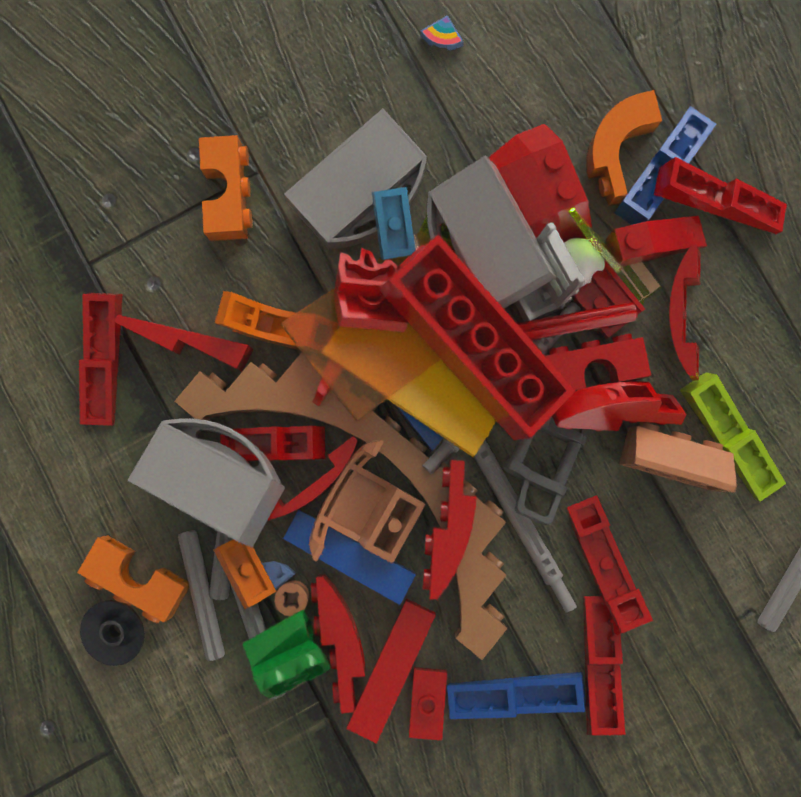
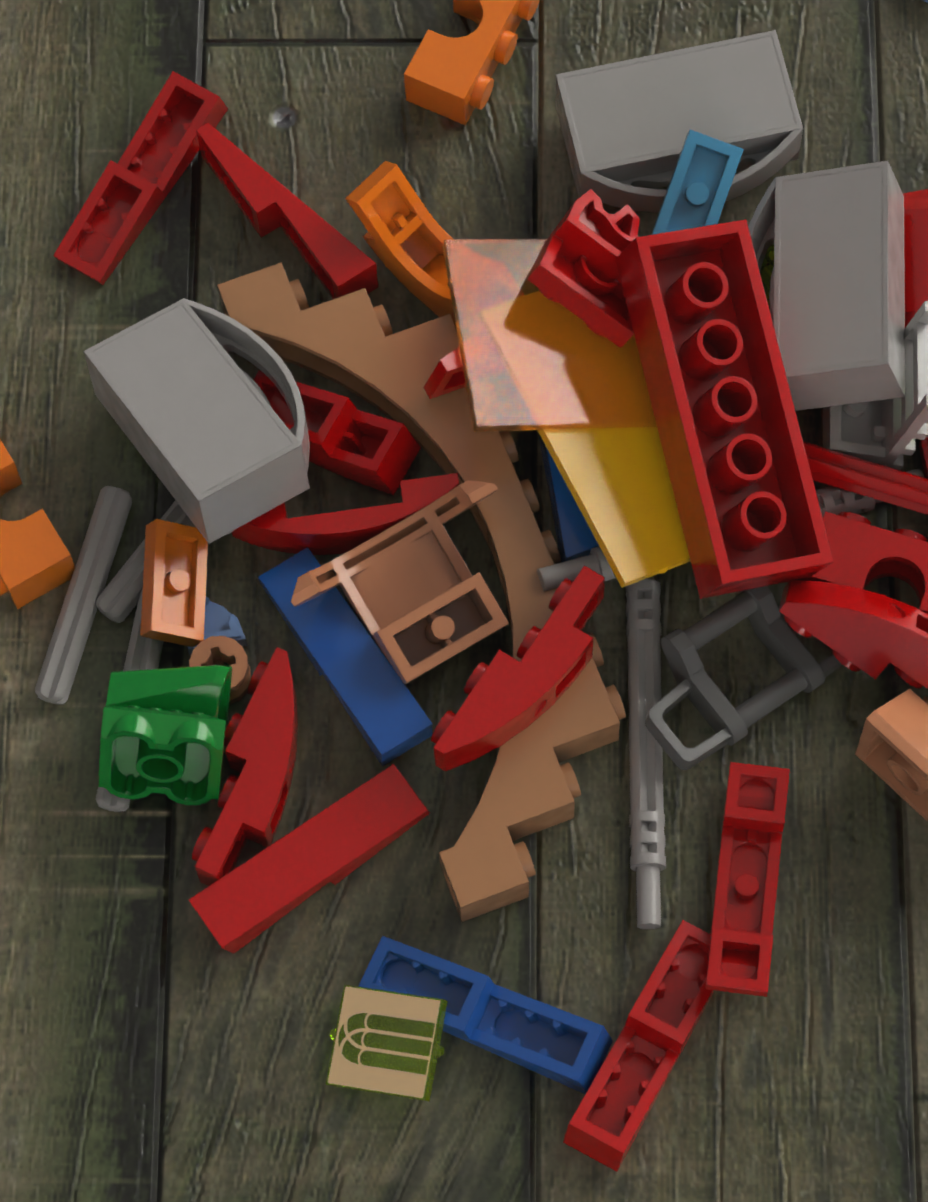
camera: 30 degrees right, 15 degrees down
(427, 703) = (335, 947): red plate -> none
(480, 740) = (386, 1042): none -> piece

